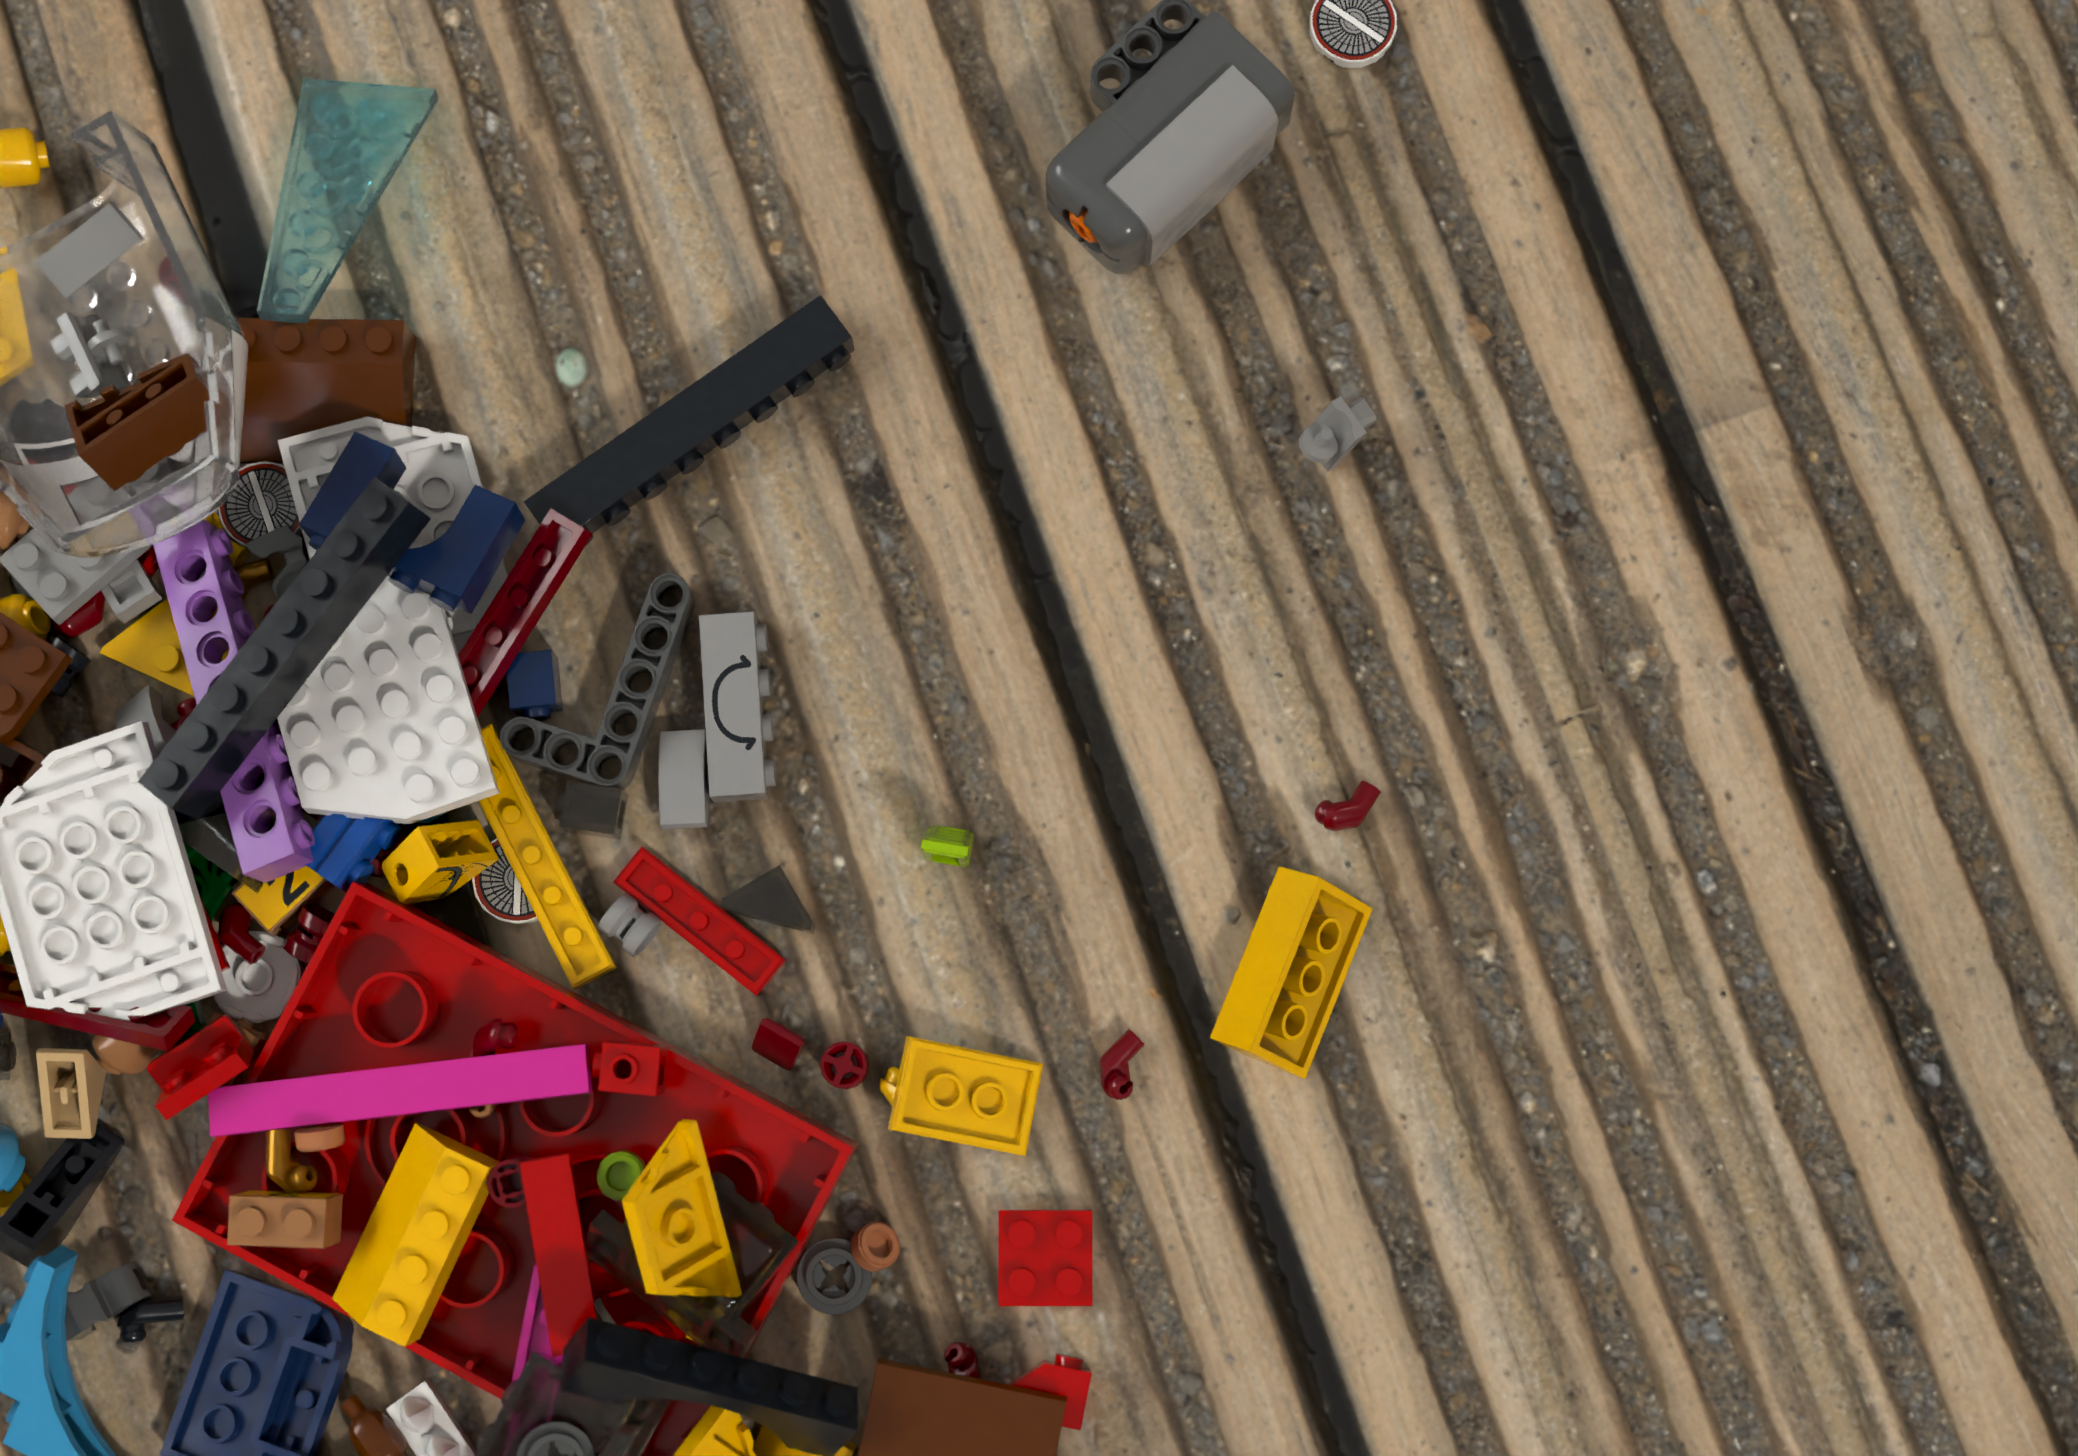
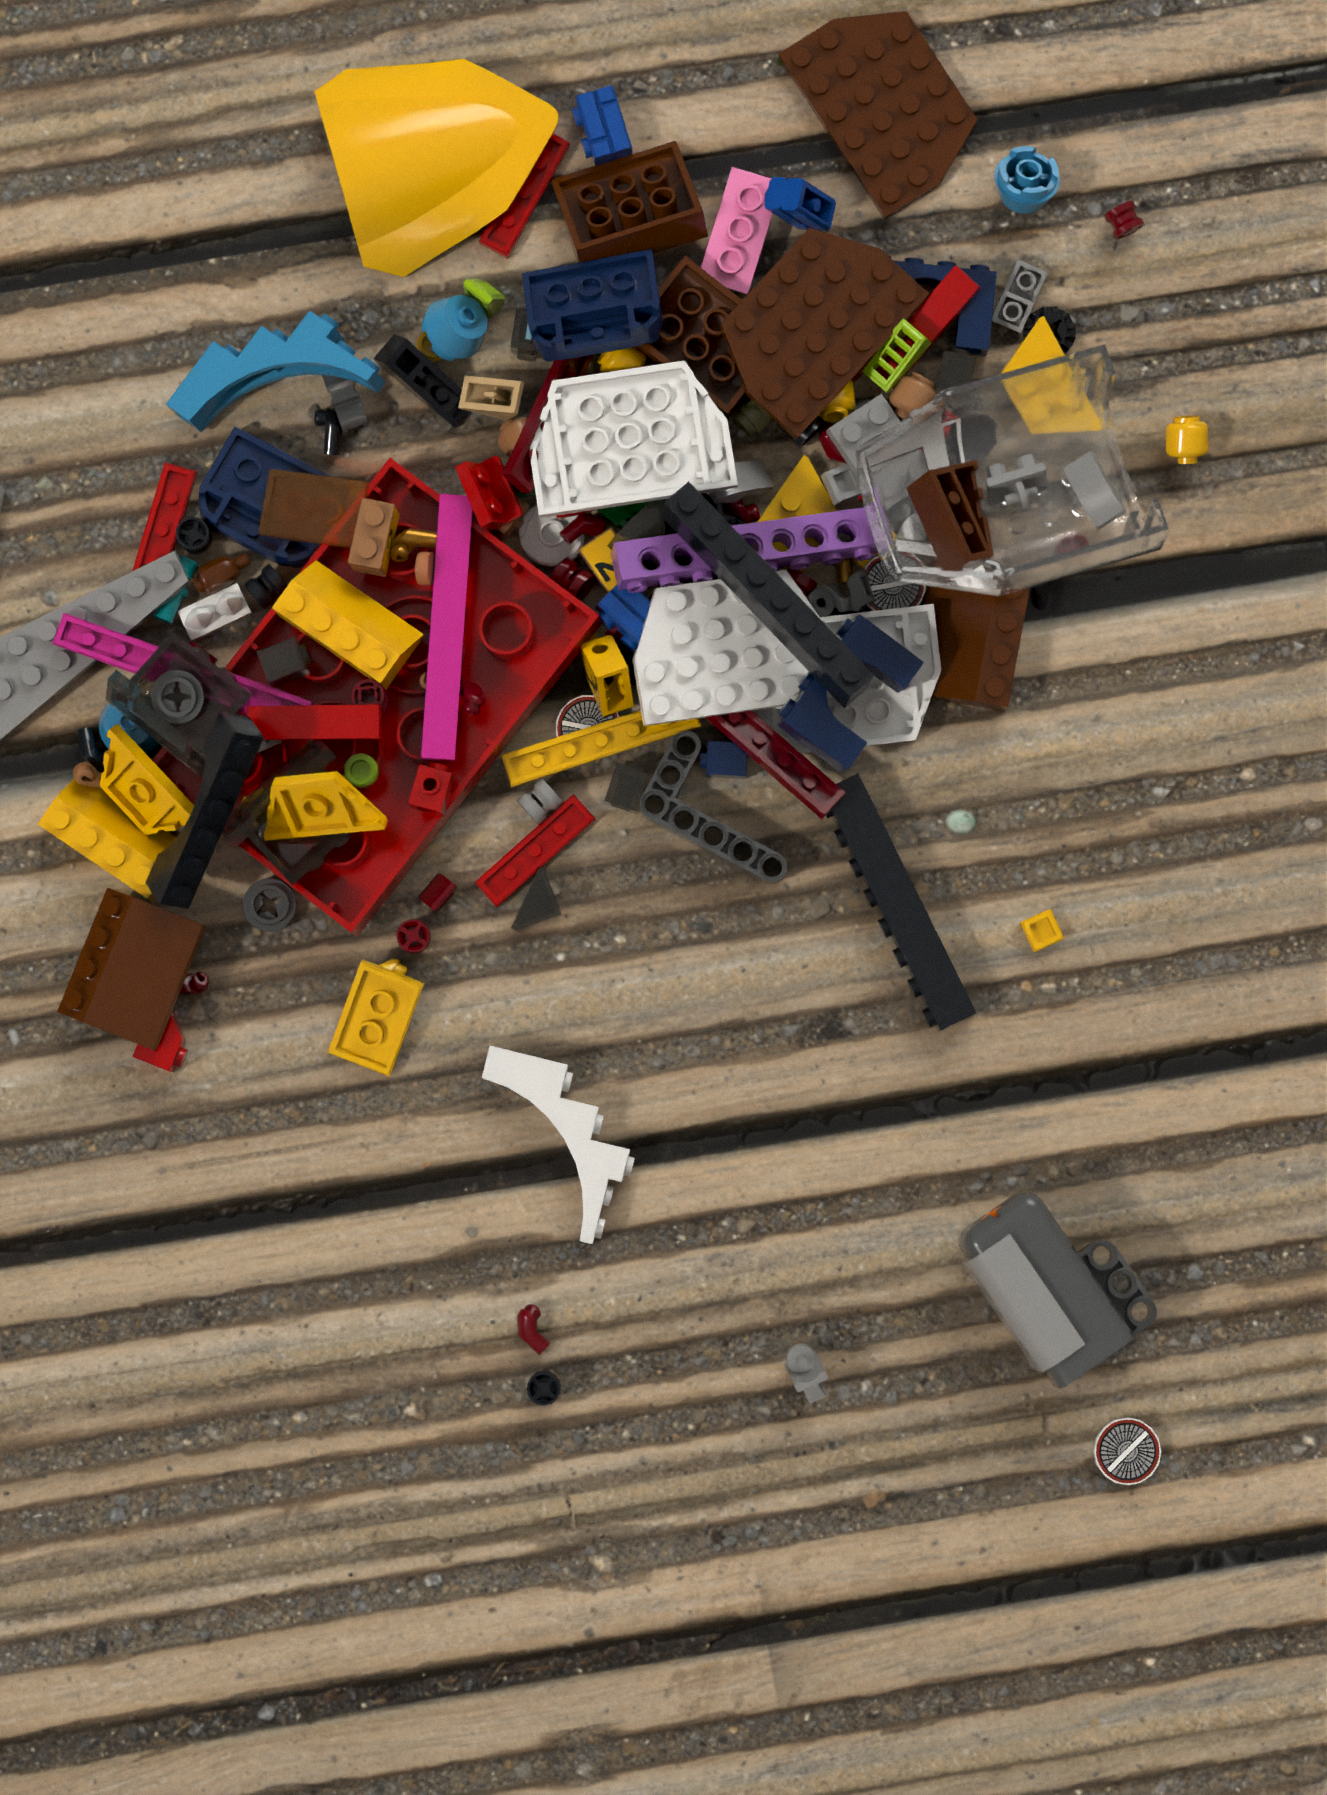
camera: 100 degrees right, 5 degrees up
(52, 727) = (751, 417): none -> olive brick
(258, 1318) = (311, 508): none -> clear orange tile
(336, 169) = (1139, 676): clear light blue wing -> none
(380, 1354) = (272, 581): none -> black wheel
(482, 1314) = (285, 662): none -> clear smoke brick
(683, 779) = (637, 855): light grey slope -> none
(698, 238) = (1042, 930): none -> yellow tile
(735, 707) = (683, 900): light grey brick -> none
(875, 1246) = (284, 936): nougat tile -> none
(947, 845) = (556, 1036): lime slope -> none
(1045, 1258) = (255, 1054): red plate -> none
(1108, 761) = (596, 1162): none -> white arch
(1115, 1066) = (378, 1127): dark red arm -> none
(1291, 971) = (420, 1265): yellow slope -> none
(1426, 769) = (540, 1391): none -> black wheel

